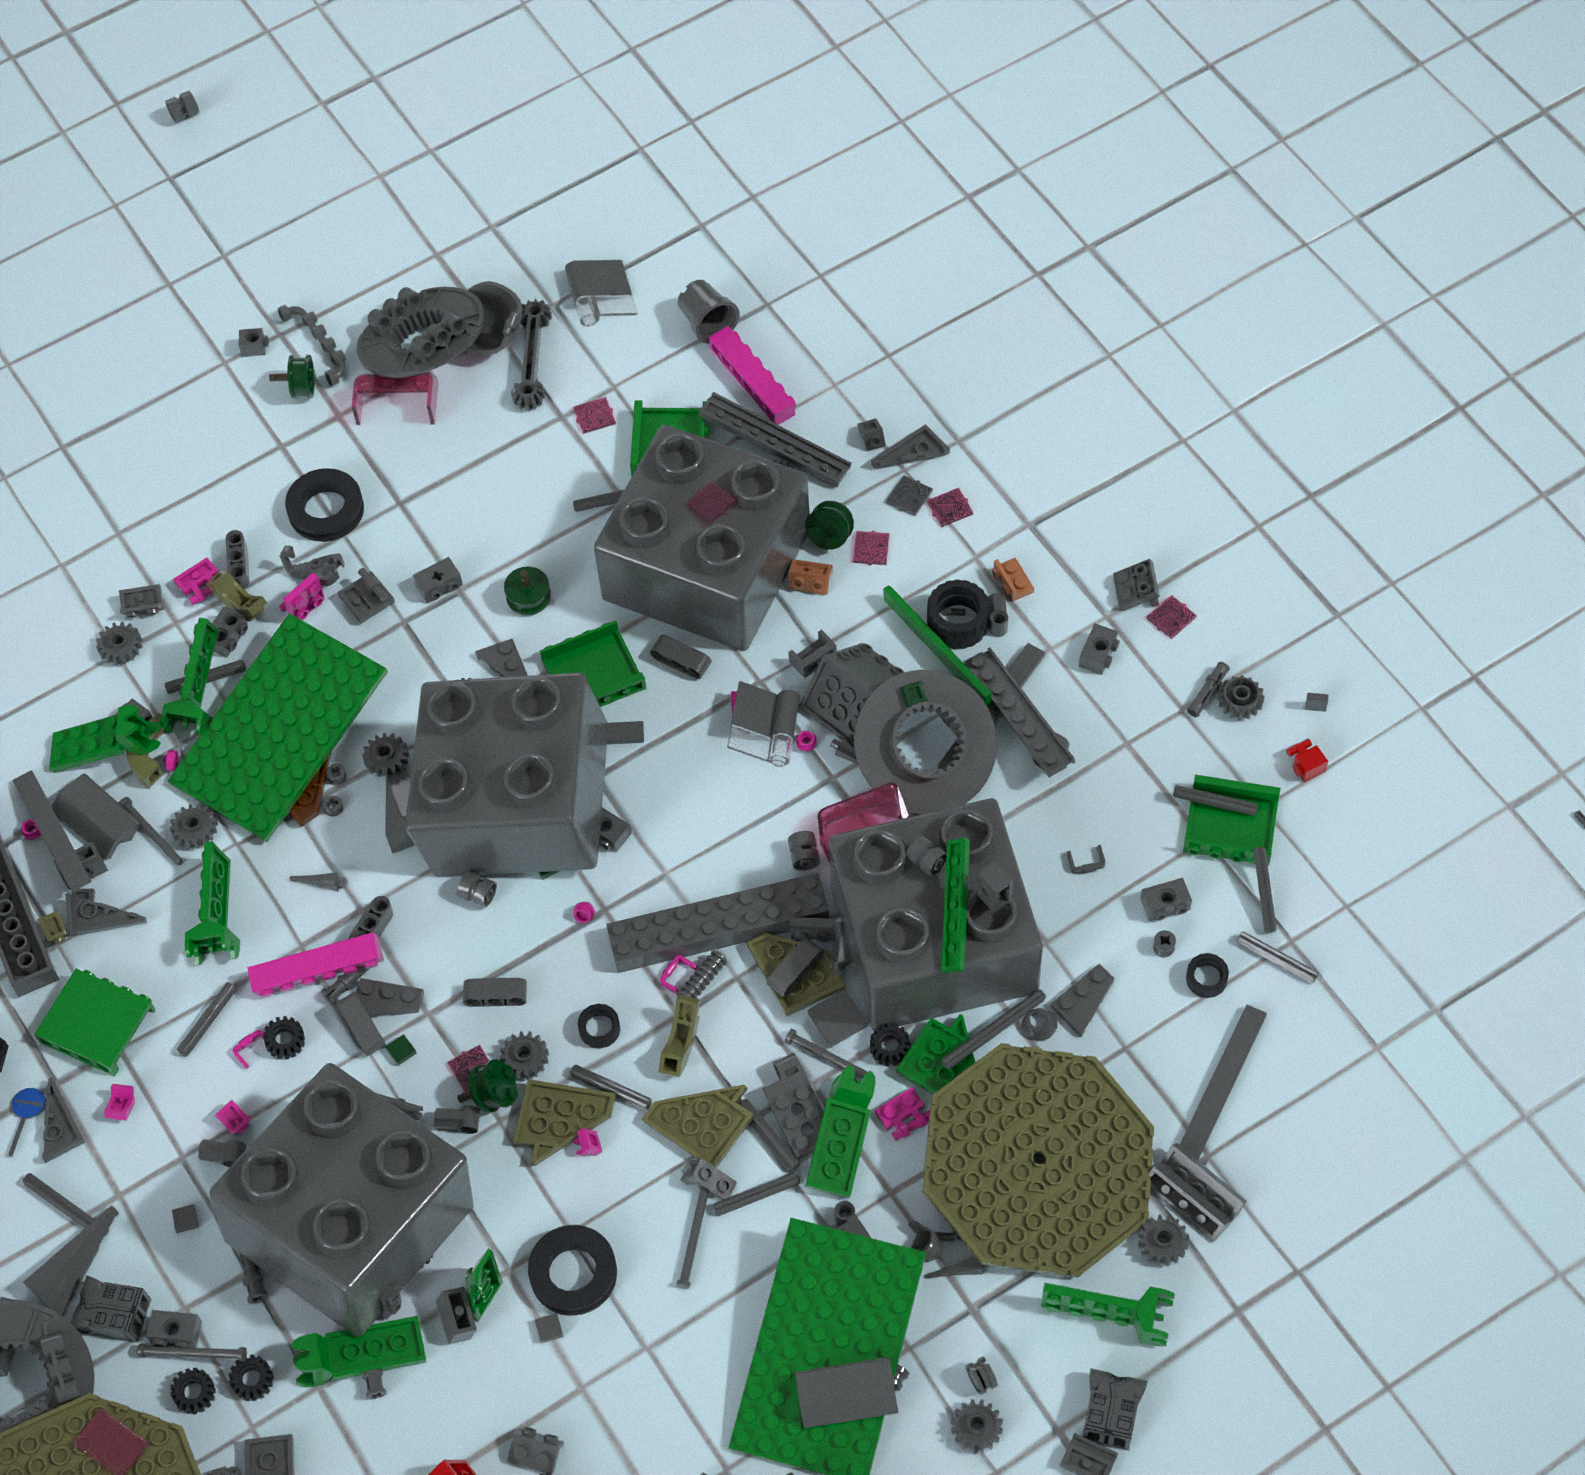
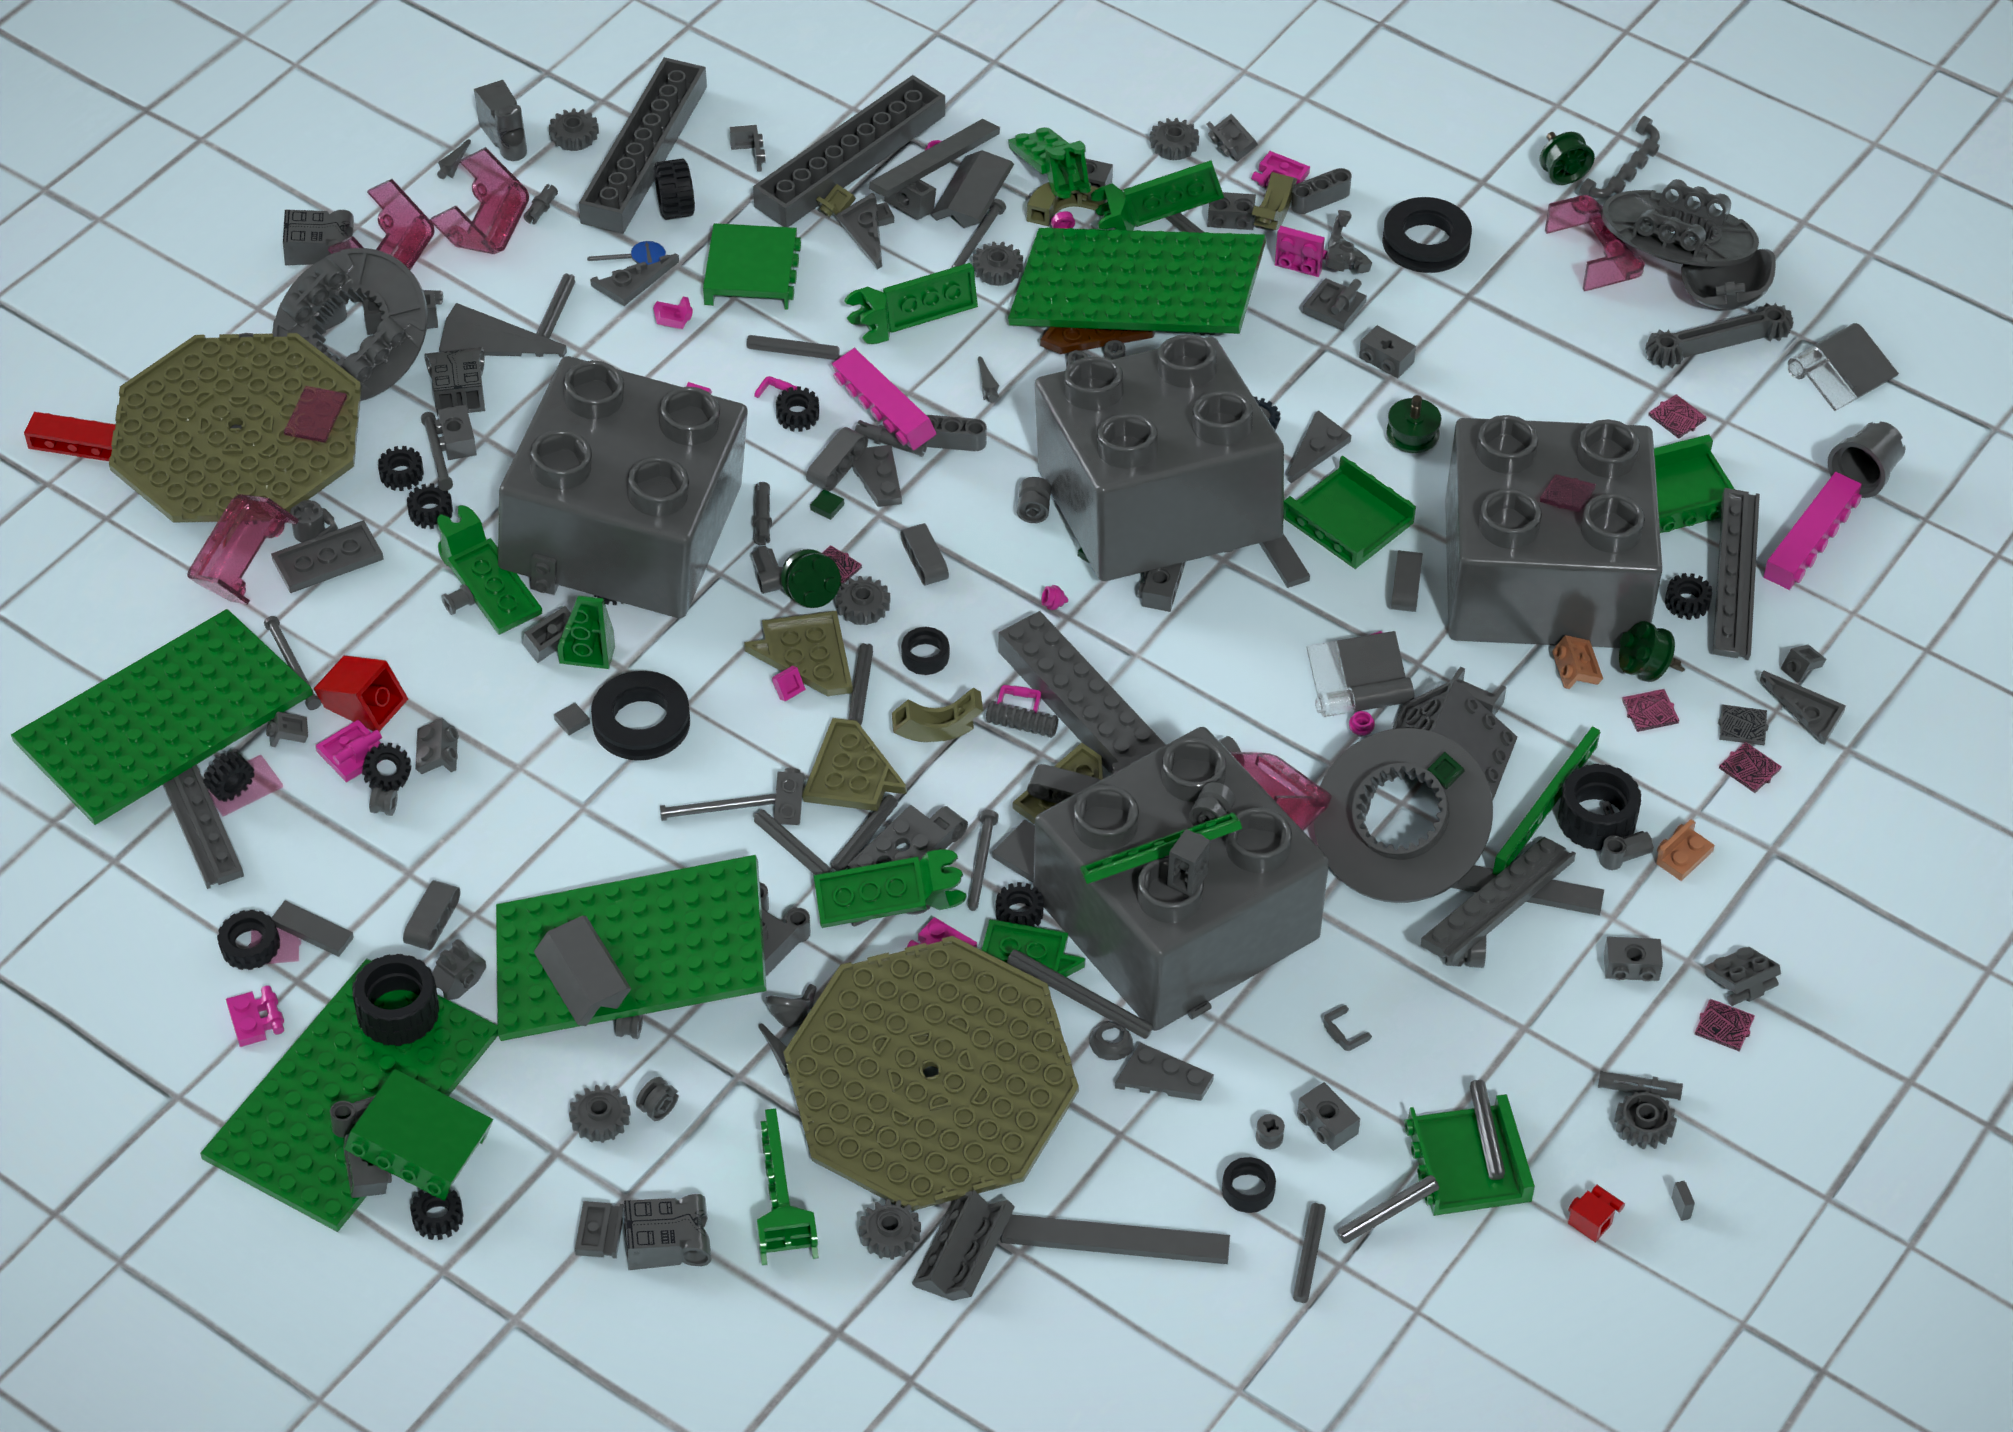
camera: 65 degrees right, 10 degrees down
(253, 342) = (1590, 113): dark grey brick -> none

